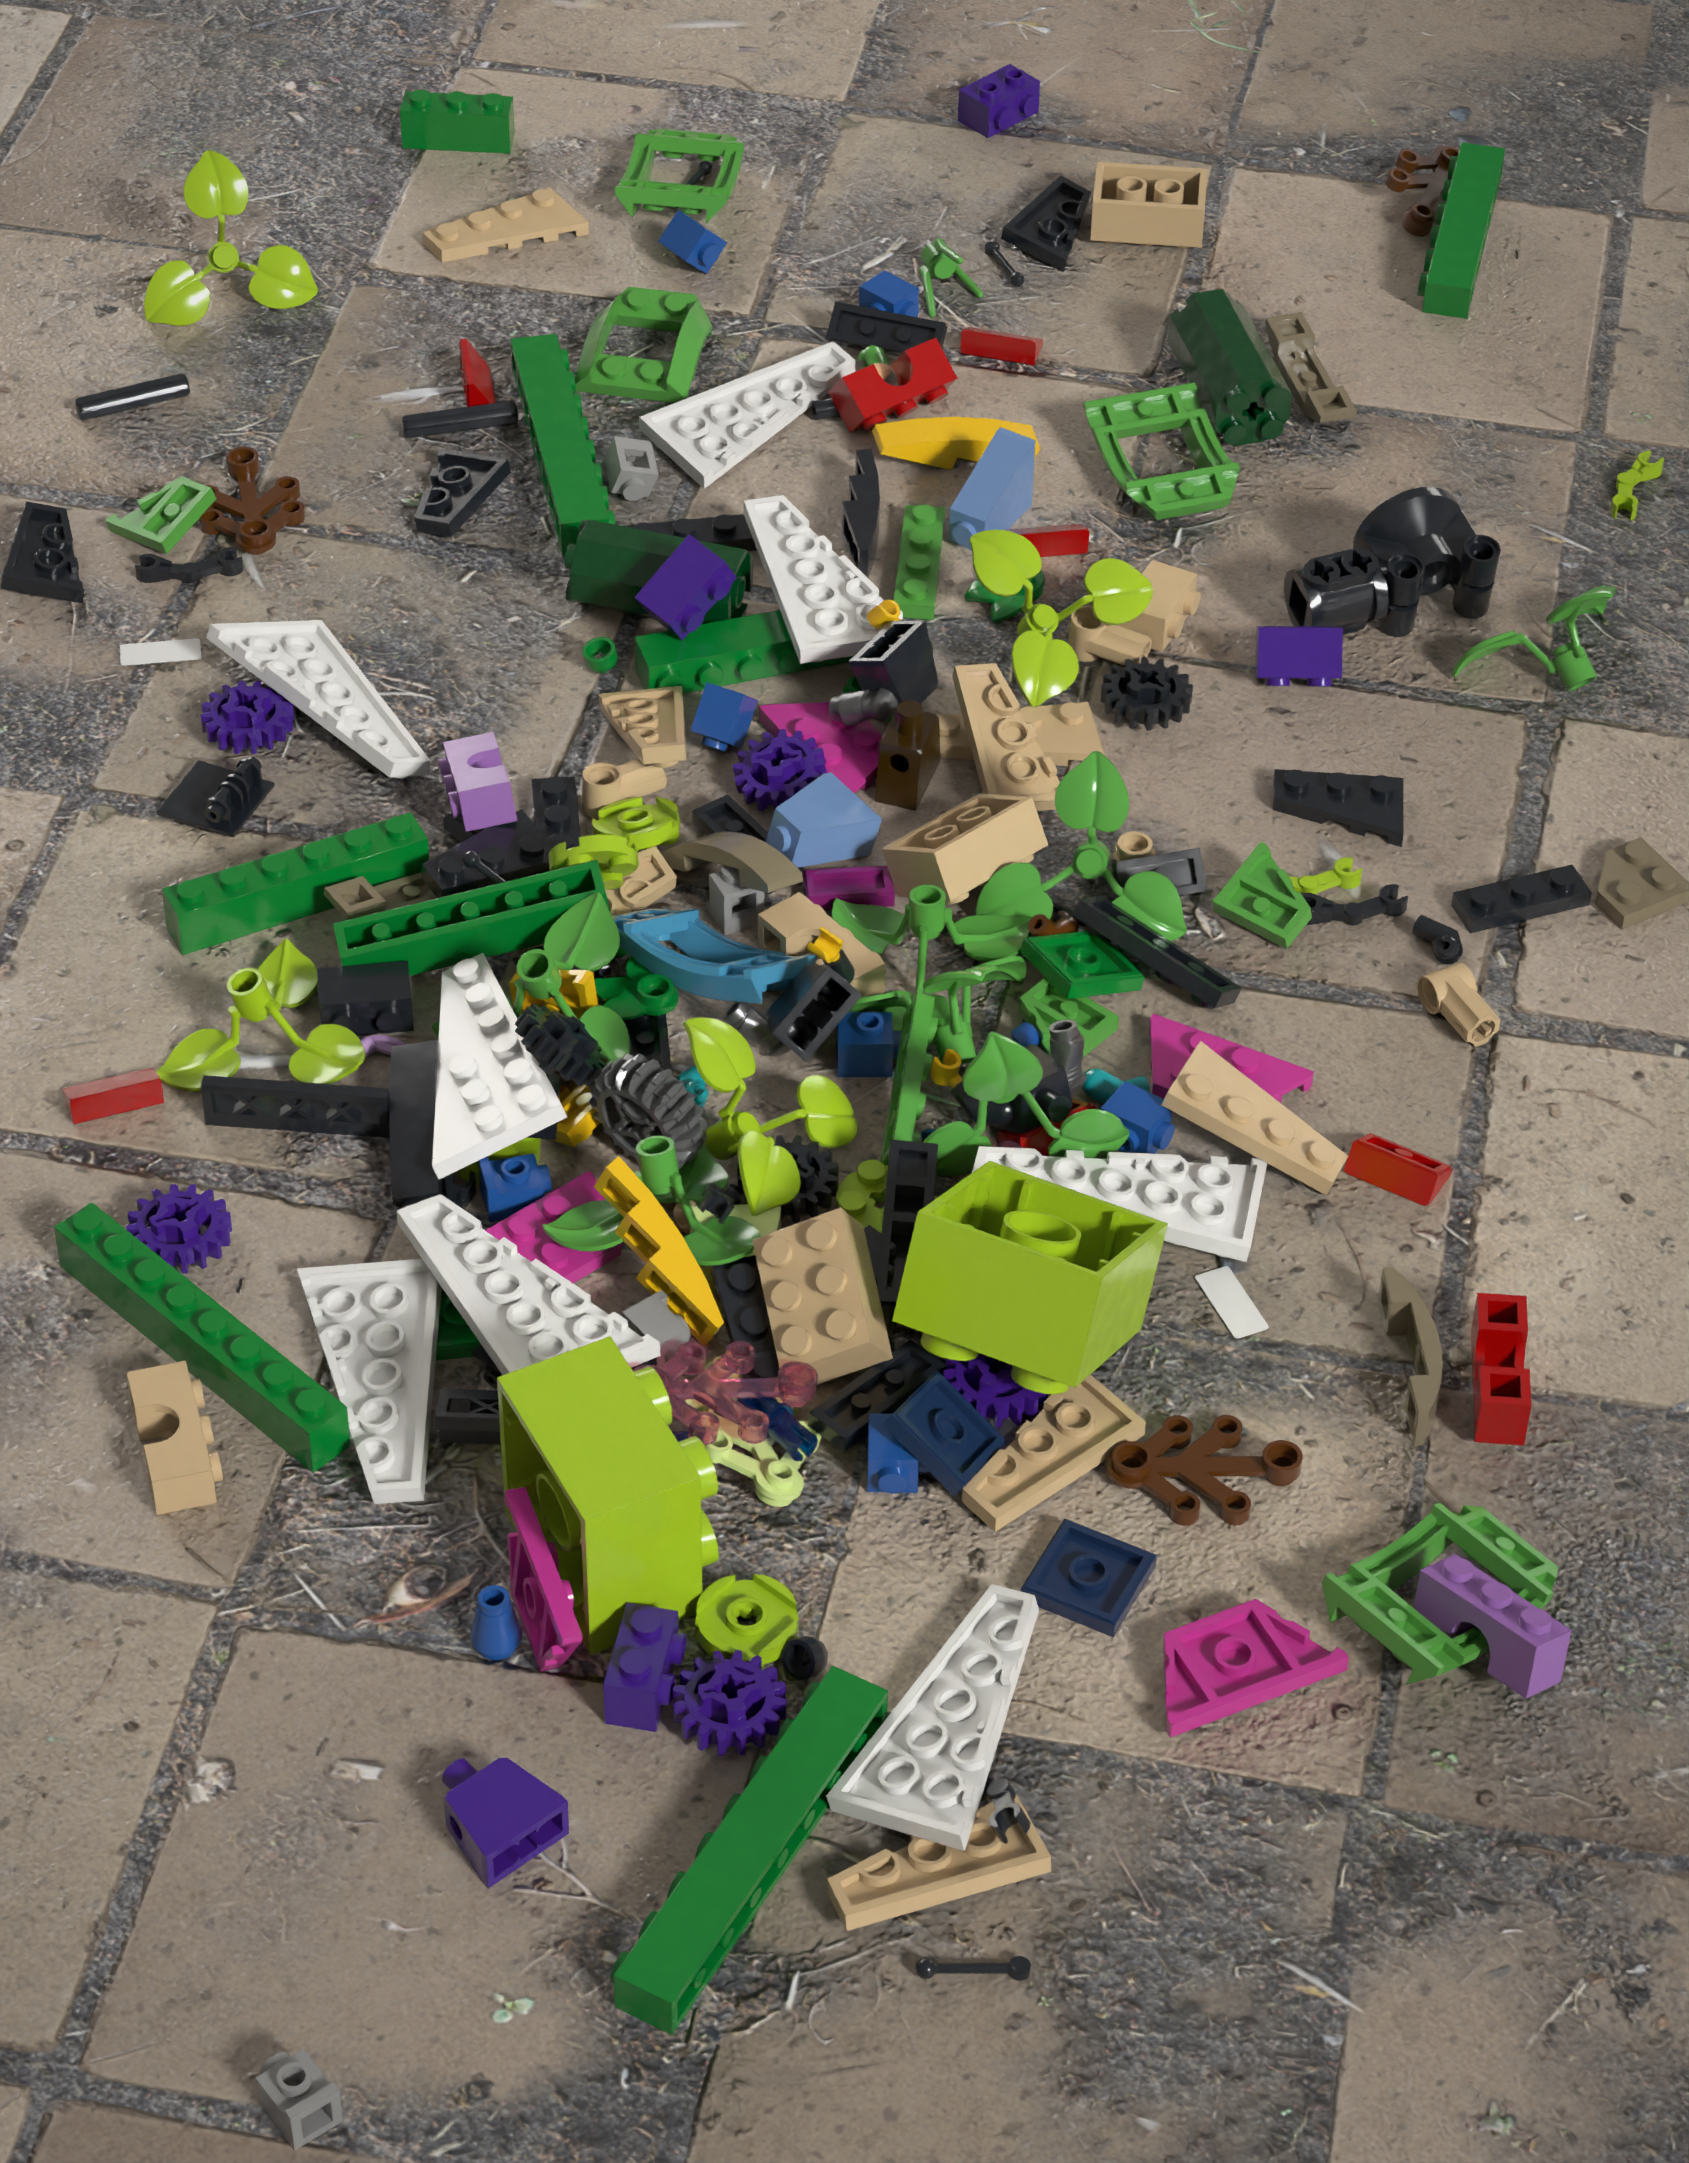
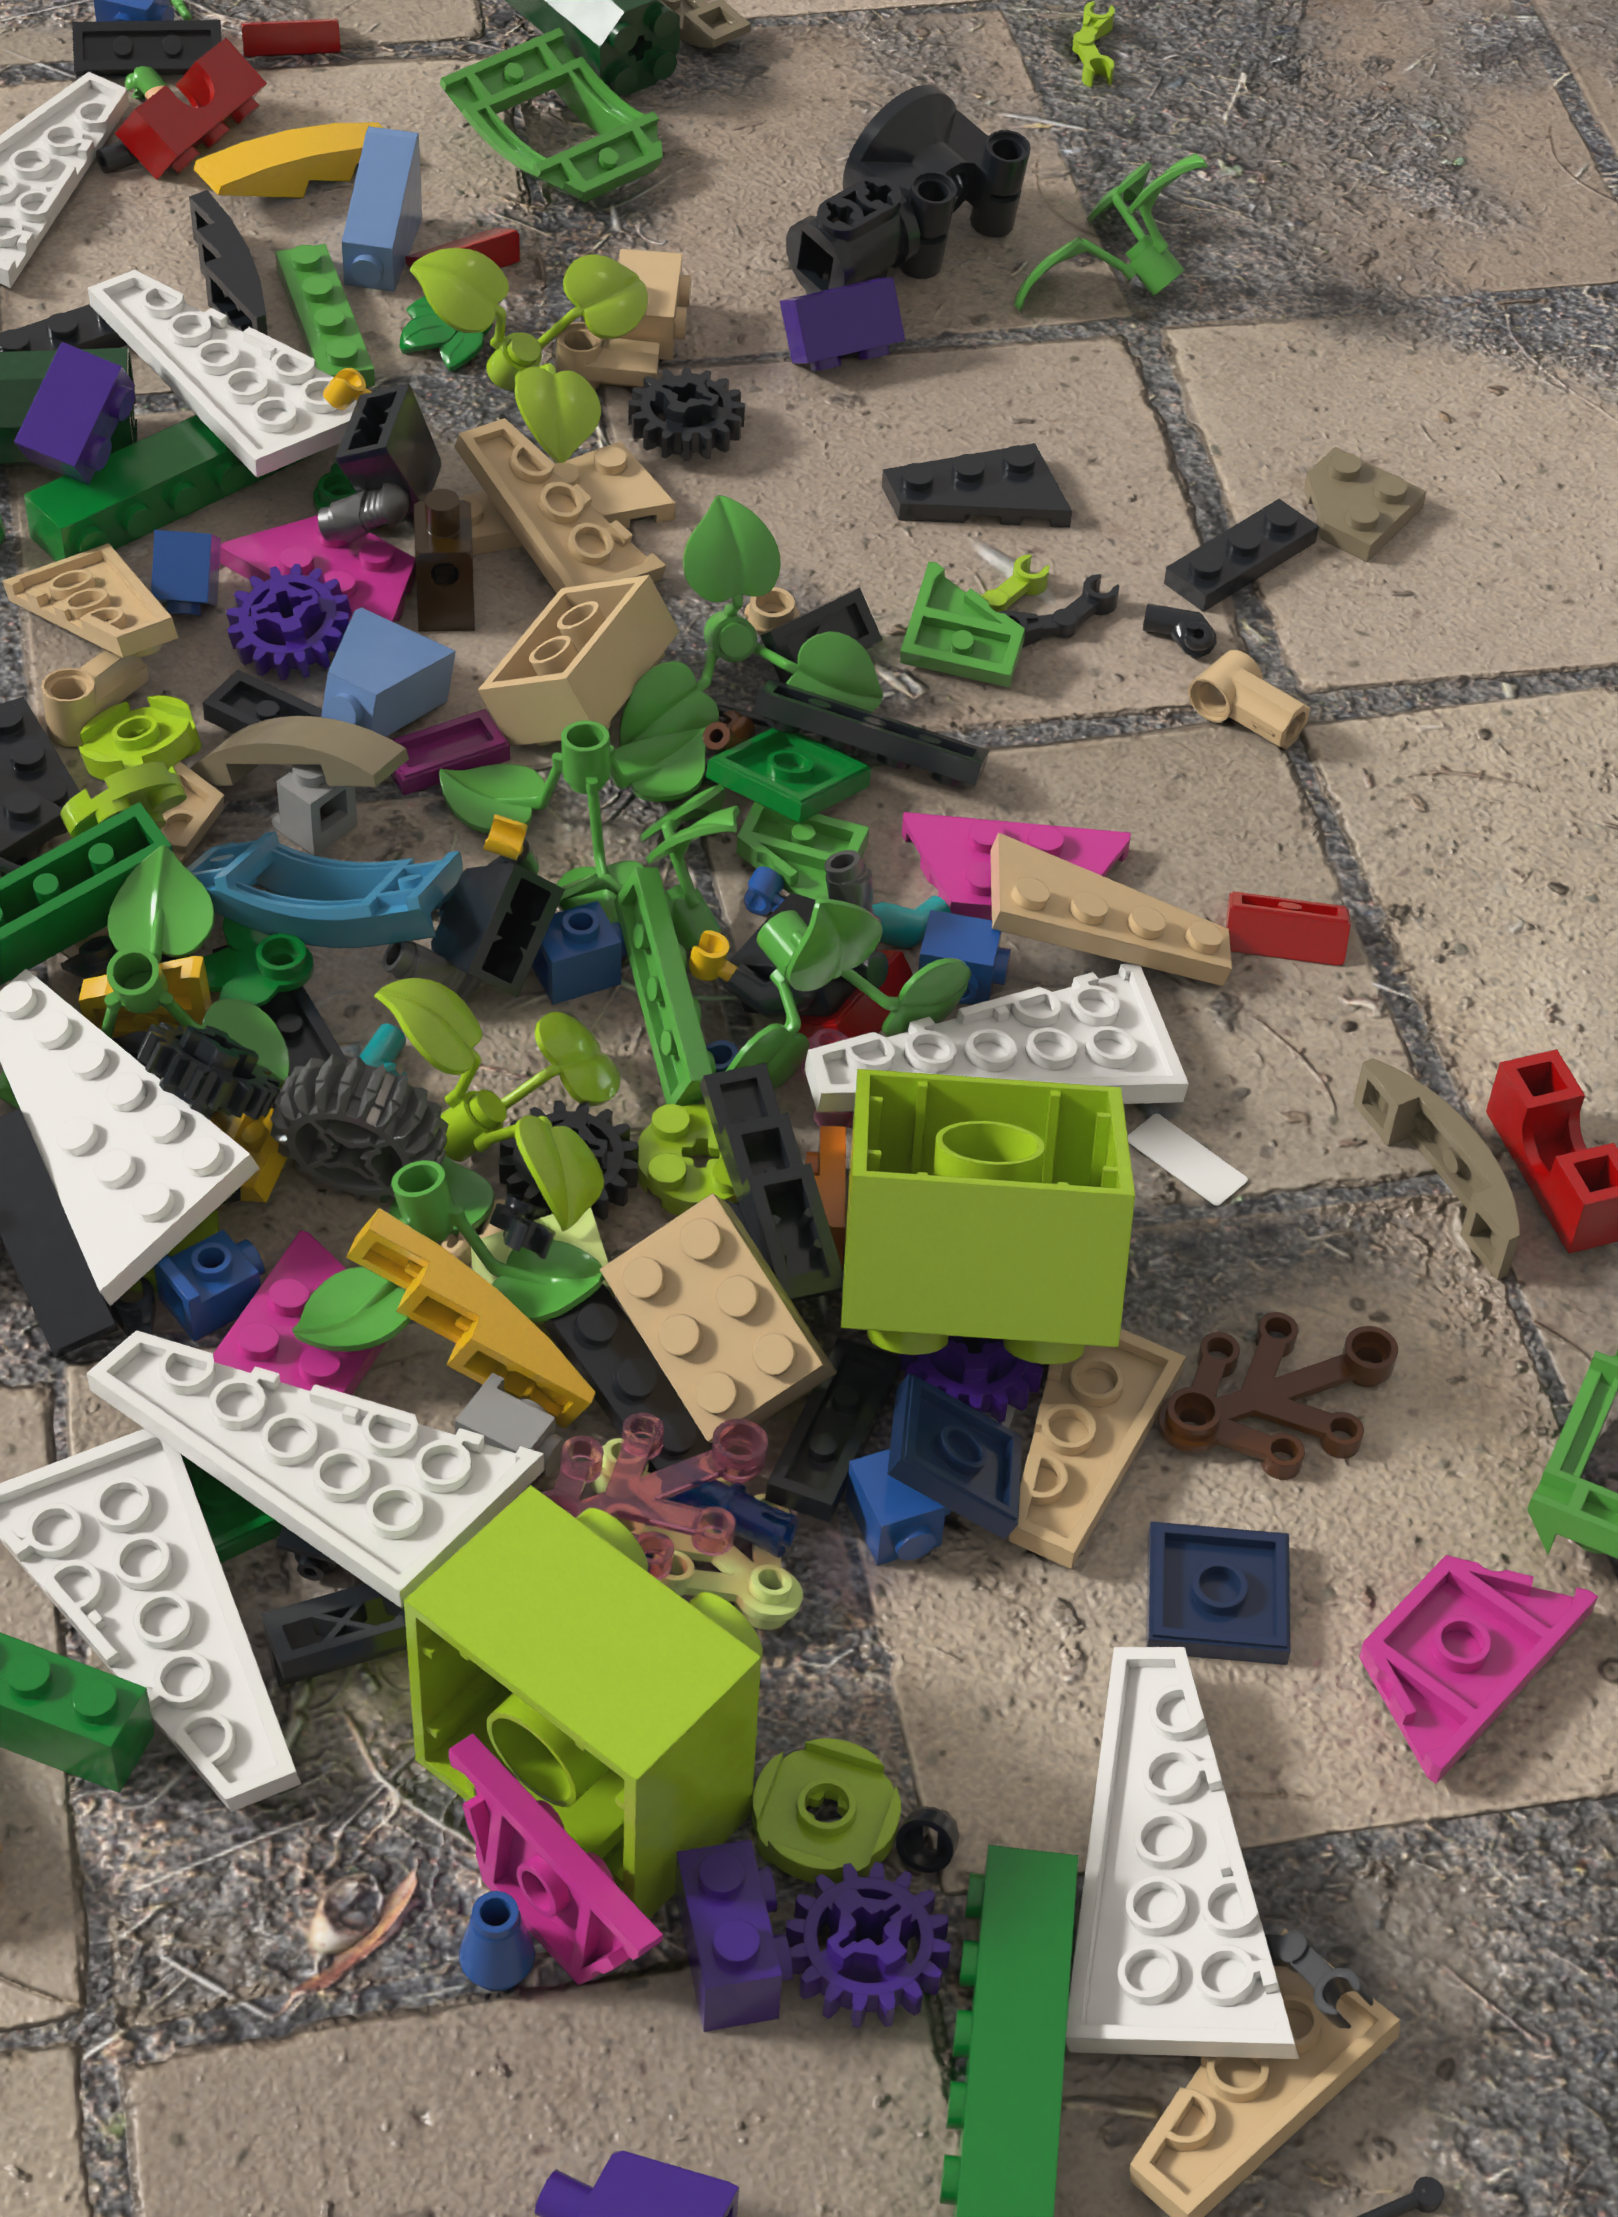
camera: 25 degrees left, 5 degrees up
(797, 922) = (428, 823): tan arch -> none

